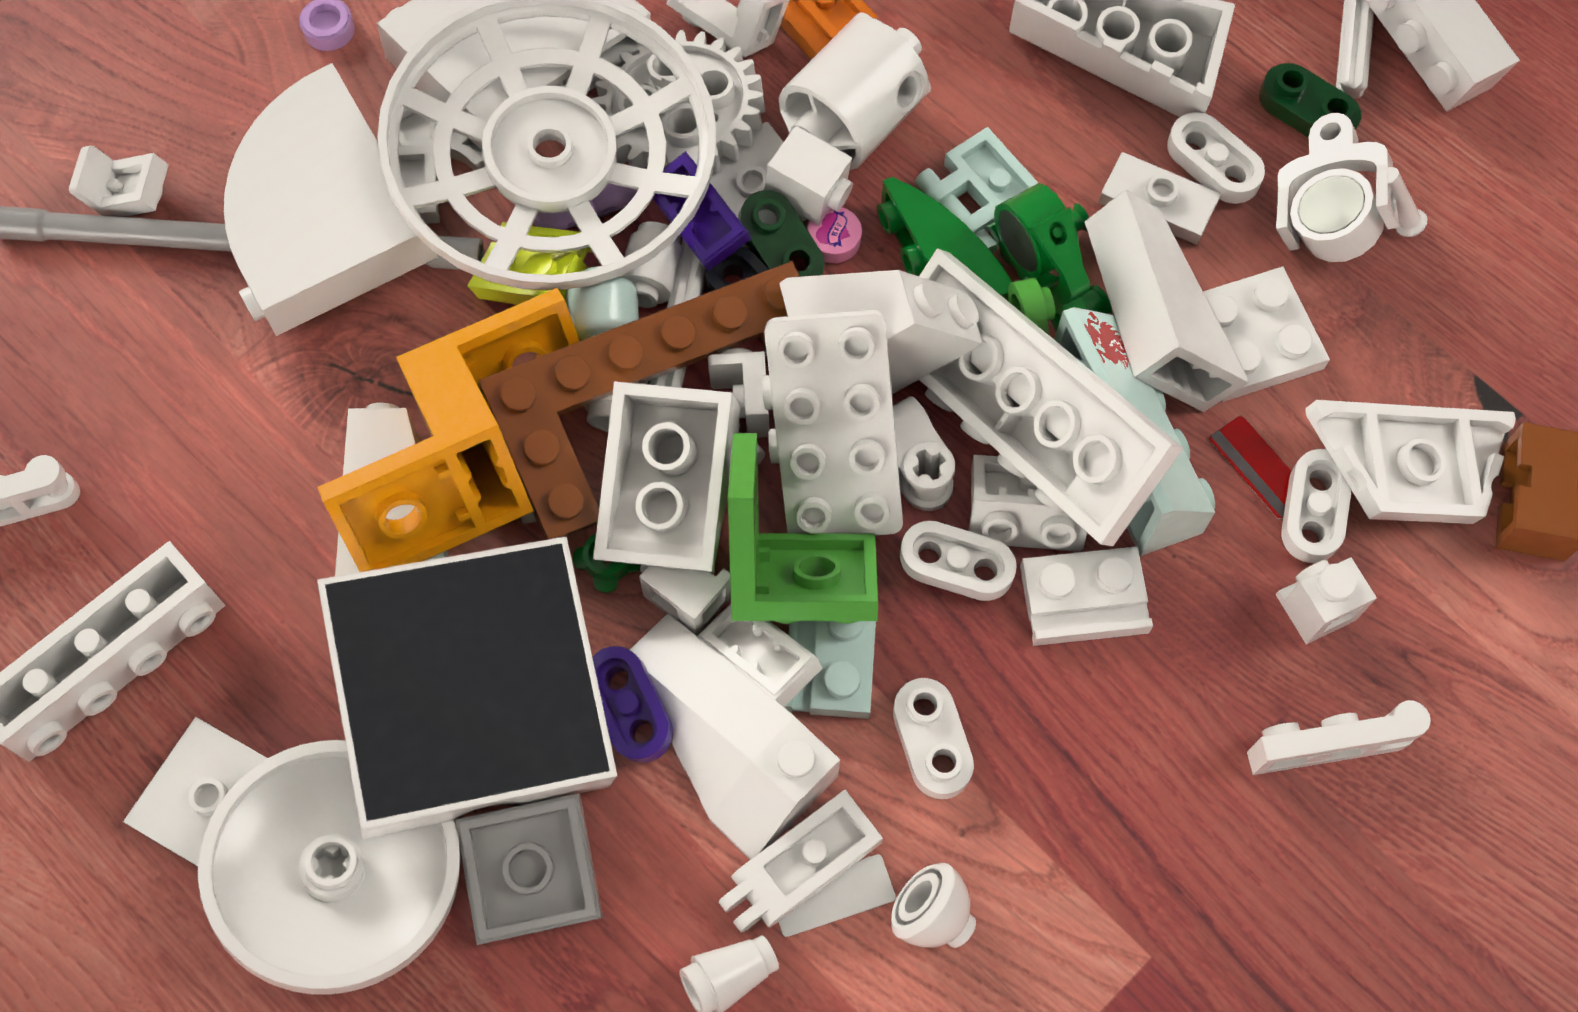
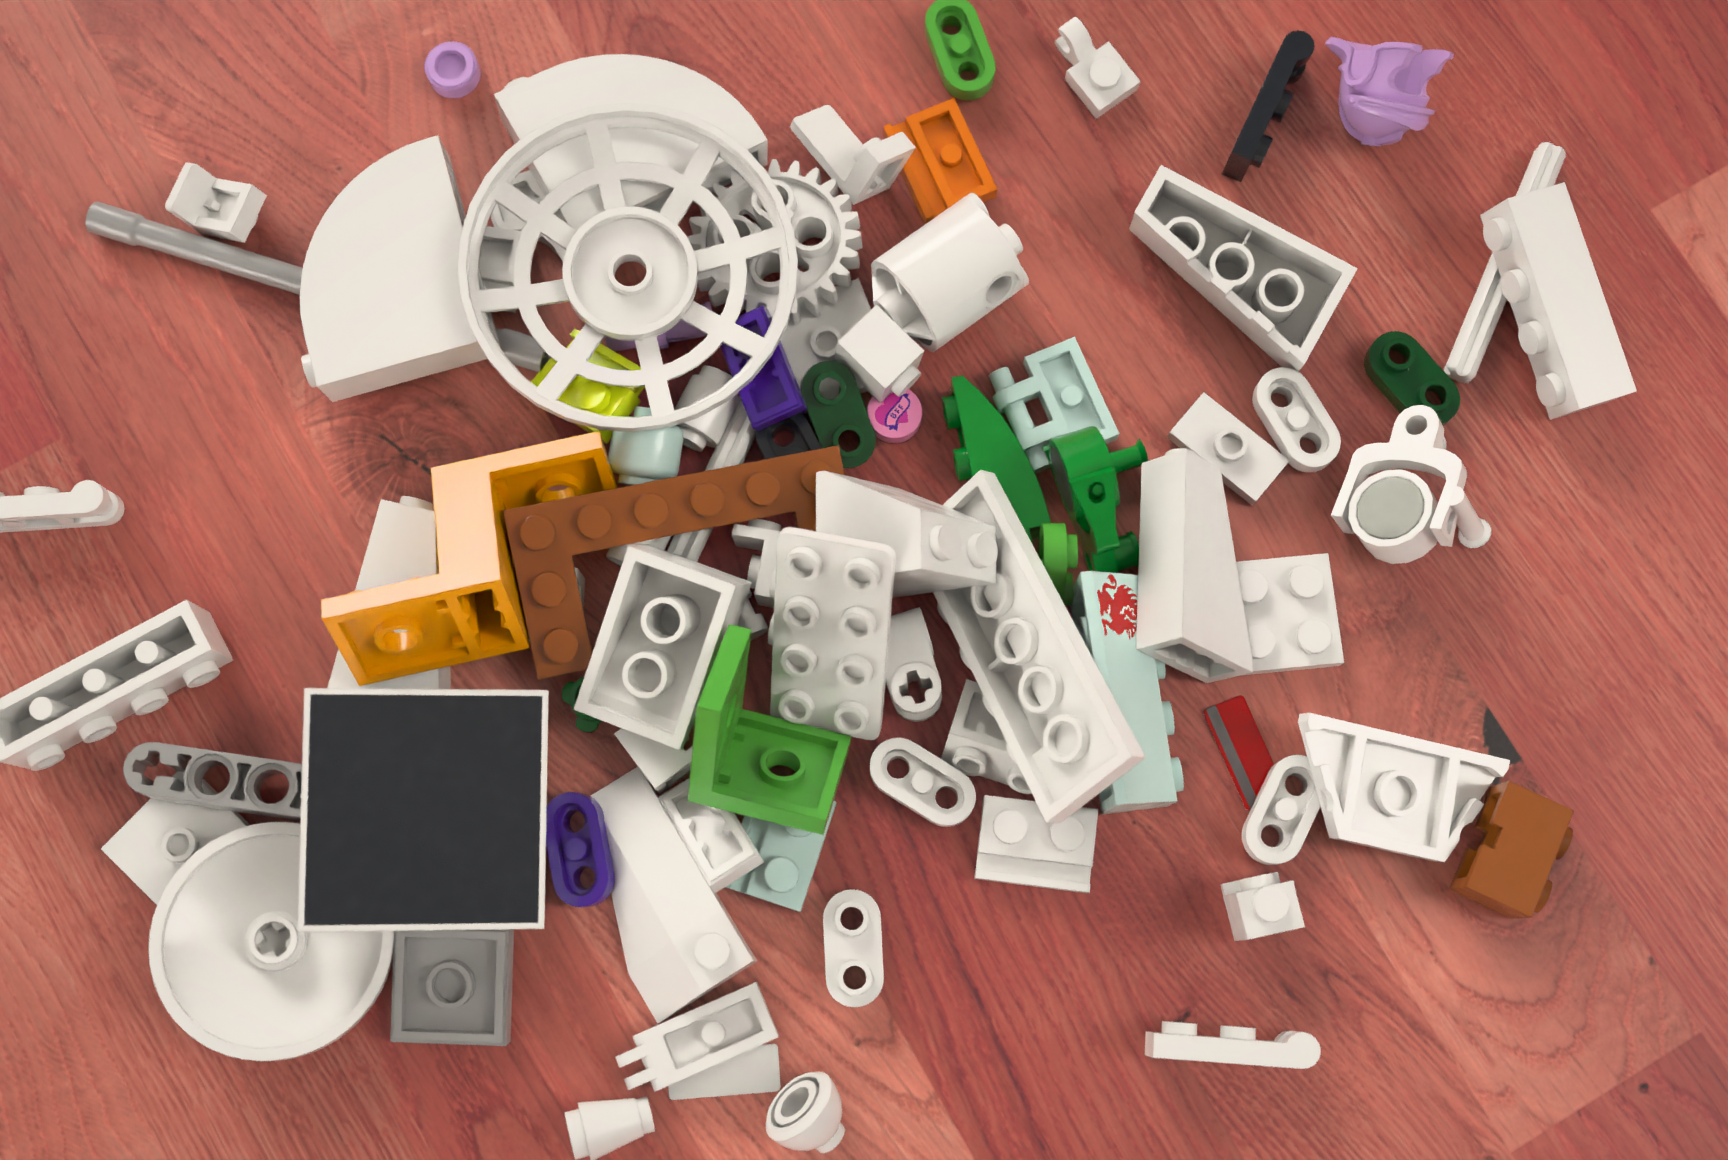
camera: 15 degrees right, 10 degrees up
(260, 732) = (240, 795): none -> light grey beam

